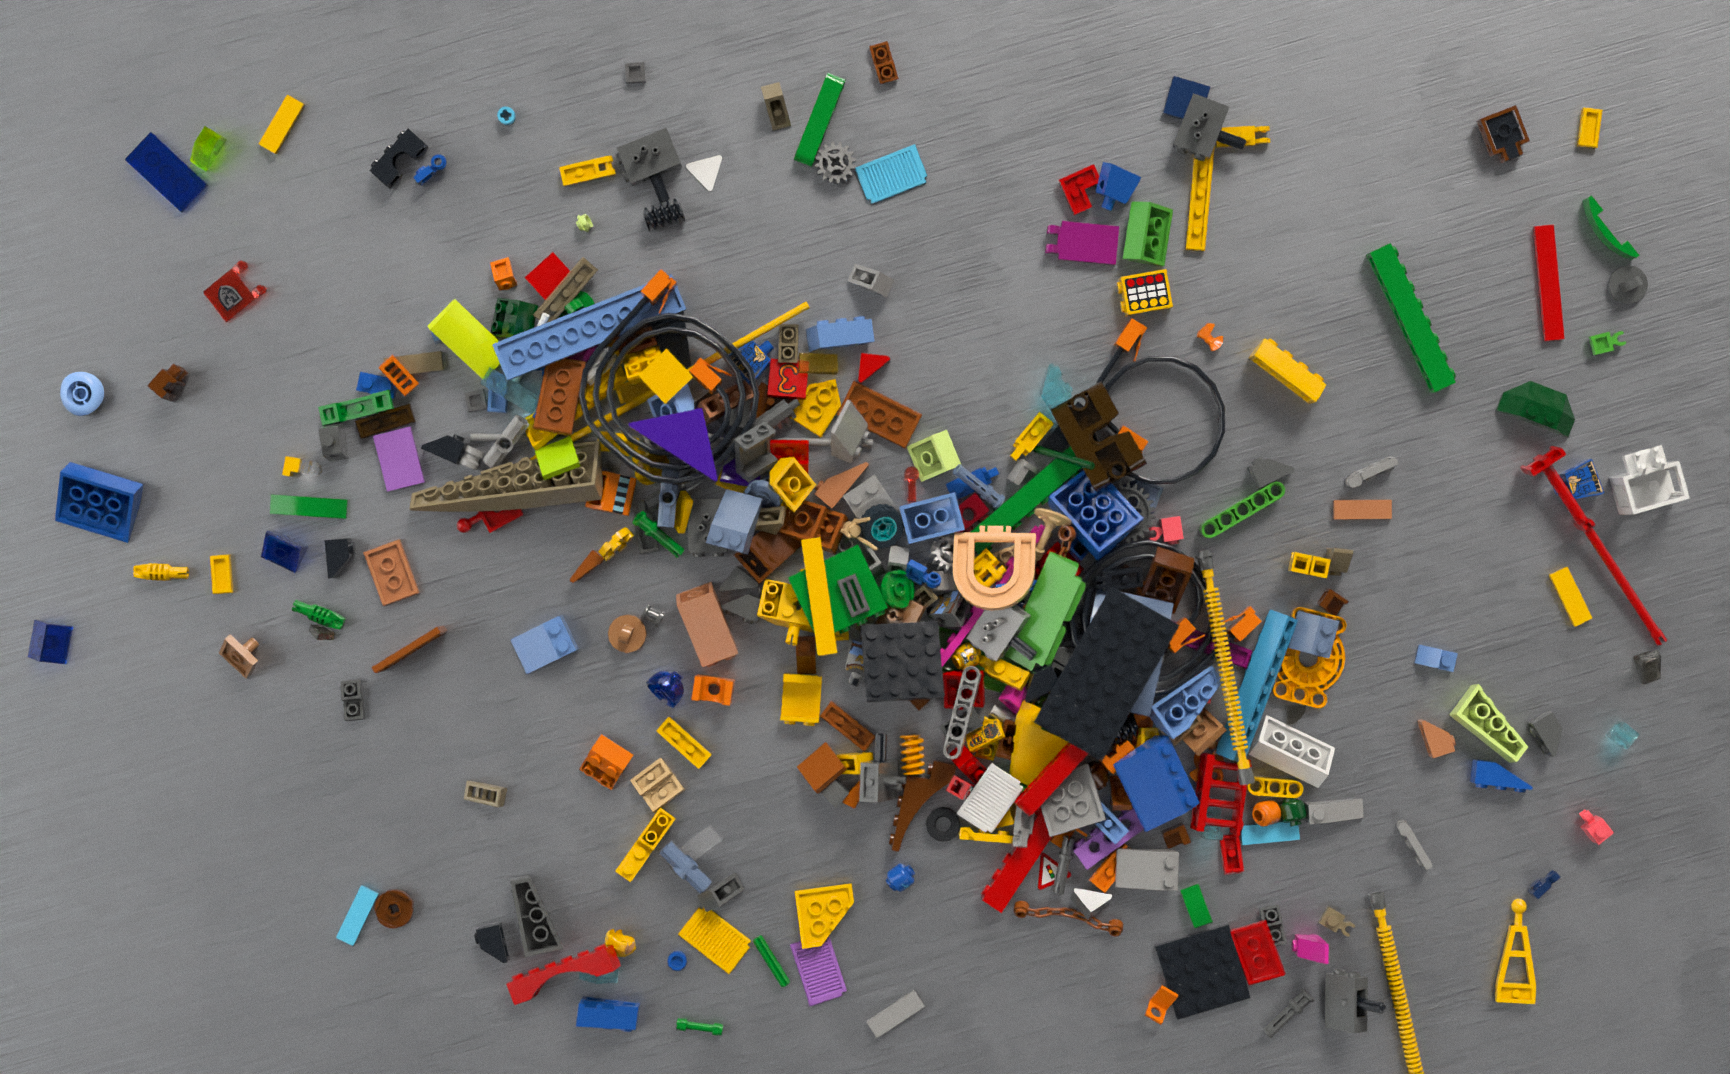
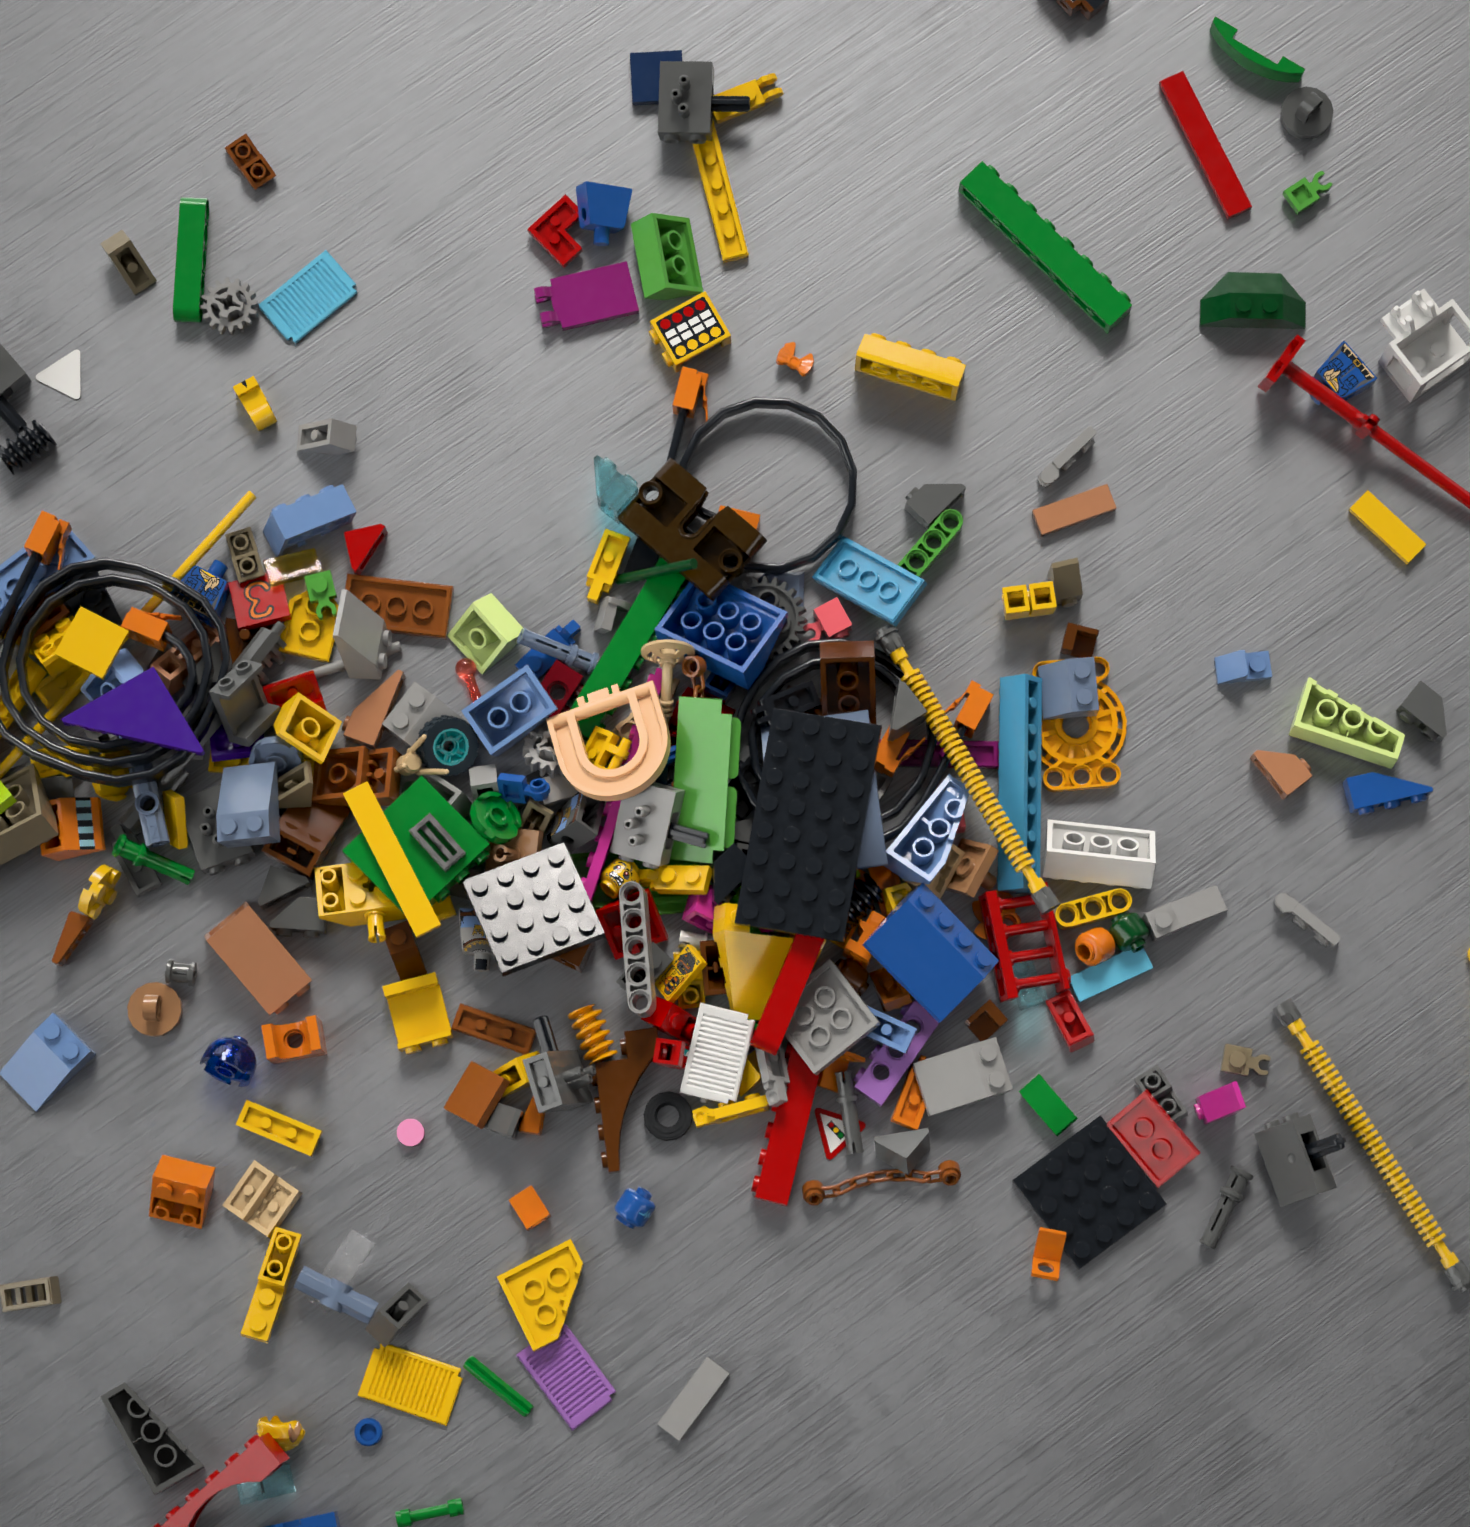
camera: 15 degrees left, 10 degrees down
(492, 941) = (104, 1493): black slope -> none
(769, 775) = (410, 1132): none -> bright pink tile
(830, 239) = (255, 403): none -> yellow leg
(831, 854) = (529, 1208): none -> orange bracket
(832, 386) = (321, 590): none -> bright green plate
(1198, 614) = (906, 712): none -> dark grey slope
(1206, 512) = (869, 581): none -> dark azure tile
(1294, 713) = (1084, 804): clear smoke tile -> none

